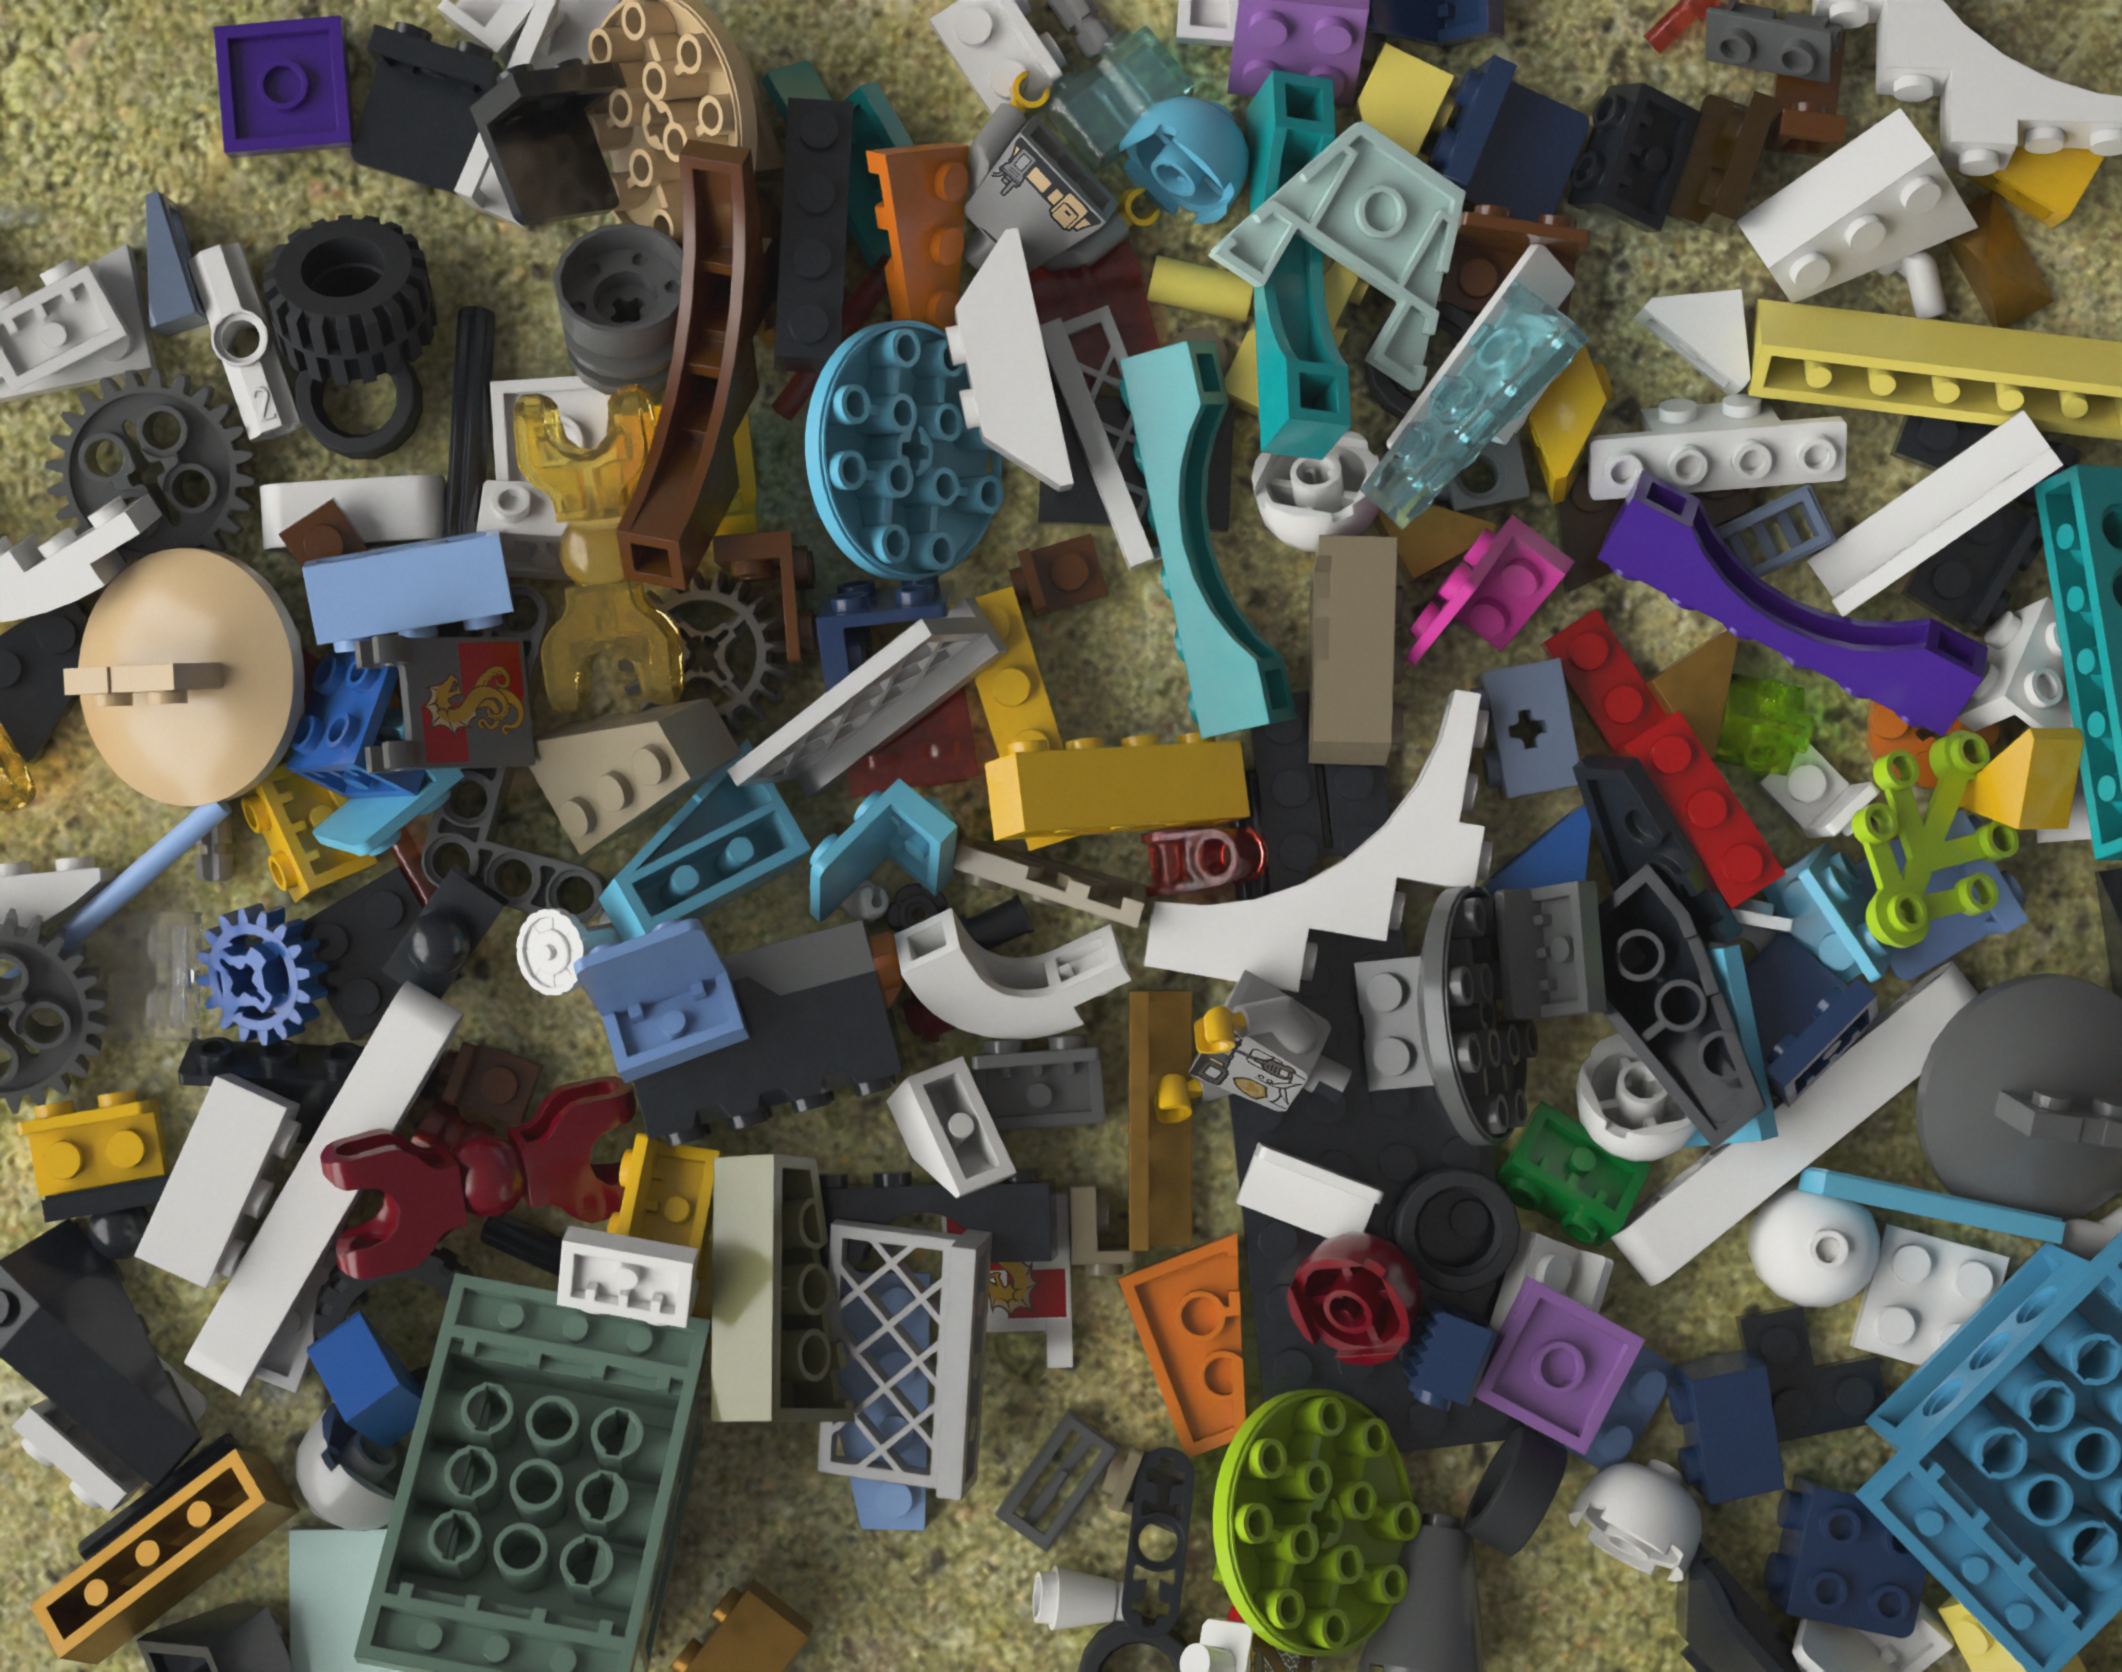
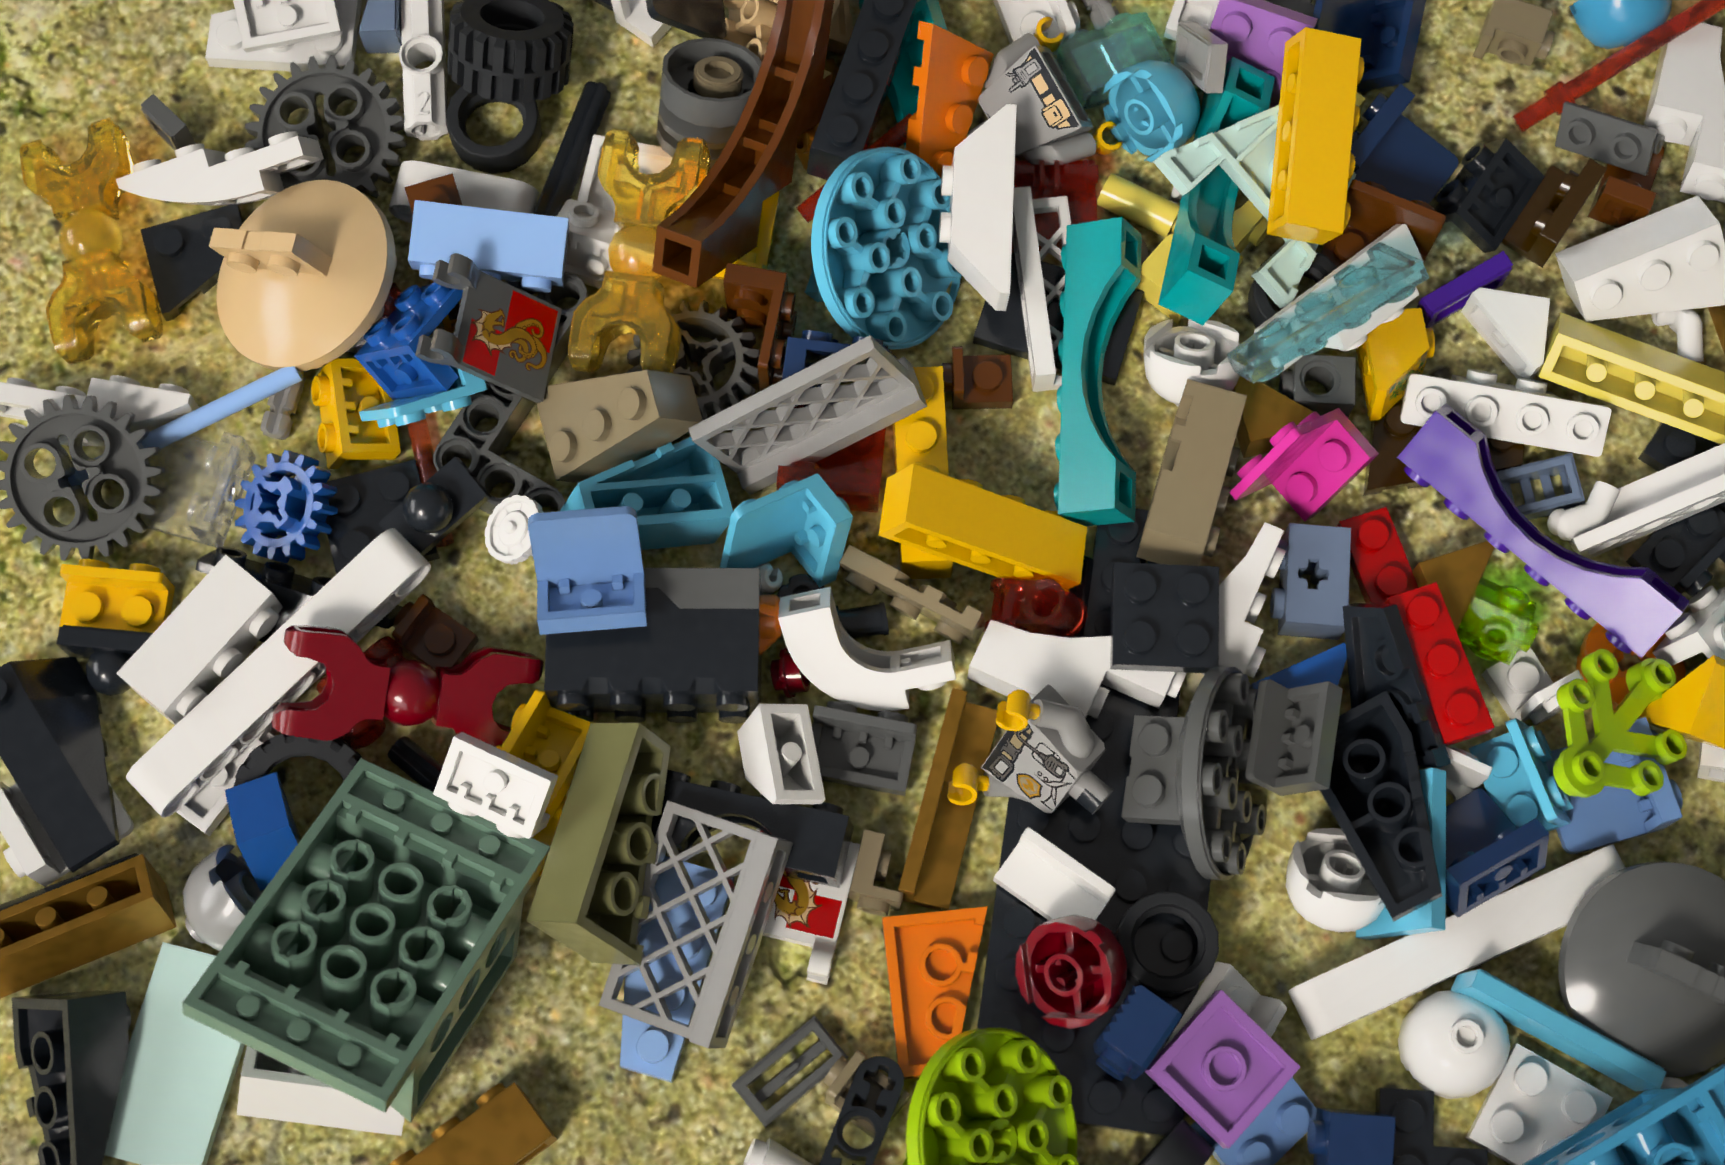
camera: 15 degrees right, 15 degrees down
(629, 282) = (717, 77): none -> dark tan tile
(1232, 79) = (1201, 56): none -> light grey tile
(1363, 847) = (1164, 617): none -> black plate
(1404, 168) = (1315, 136): none -> yellow brick
(1570, 1177) = (1268, 936): green bracket -> none
(1633, 297) = (1454, 294): none -> dark purple tile
(1842, 567) = (1584, 518): none -> white arm

